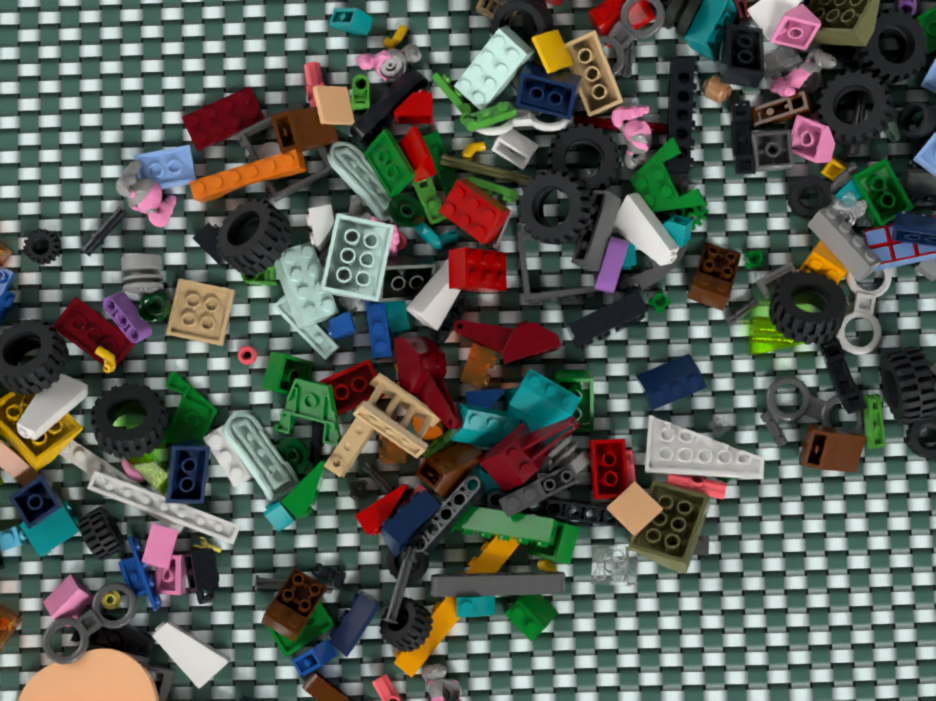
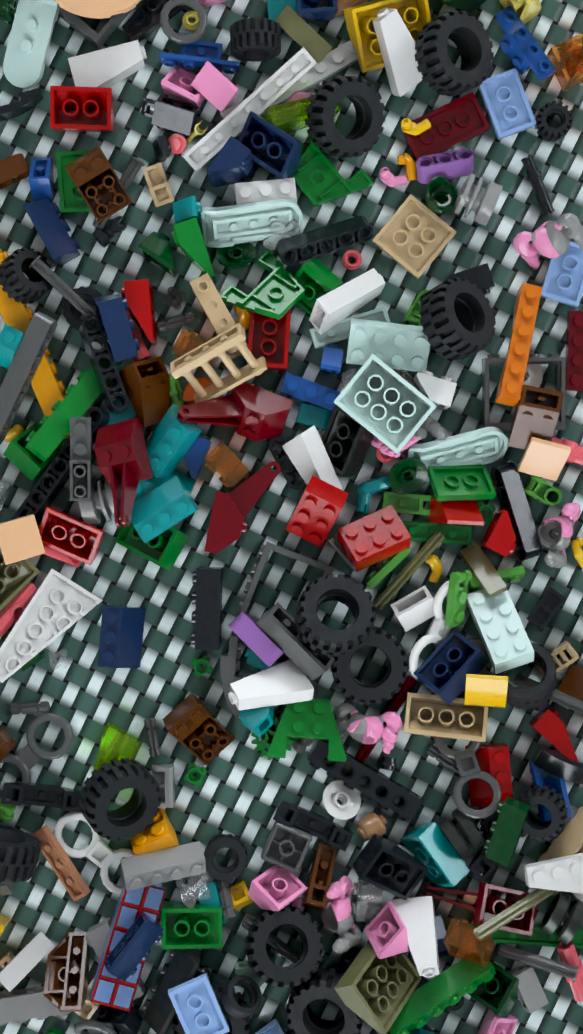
camera: 120 degrees right, 5 degrees up
(47, 292) = (507, 104): none -> light blue plate
(75, 495) = (303, 34): none -> olive tile
(141, 347) = (409, 164): none -> light orange arm
(162, 357) = (391, 180): none -> bright pink arm
(219, 495) = (231, 164): none -> dark blue slope
(224, 556) = (178, 143): none -> coral plate
(235, 567) = (161, 148): none -> black plate
(236, 653) = (81, 109): none -> red slope
(243, 385) = (333, 239): none -> black beam
(258, 423) = (280, 231): none -> clear plate
(268, 554) = (158, 184): none -> tan slope
(285, 340) = (345, 300): none -> white slope
(316, 443) = (235, 280): black pin -> none
(325, 520) = (159, 251): none -> dark green slope
(345, 419) = (244, 317): none -> light orange arm
(400, 129) = (489, 511): none -> green plate
(453, 107) = (483, 570): none -> olive tile
(457, 39) = (546, 609): none -> black hinge
(656, 103) = (388, 763): none -> black plate
(703, 121) = (350, 800): none -> white dish
(890, 331) = (61, 864): none -> nougat tile

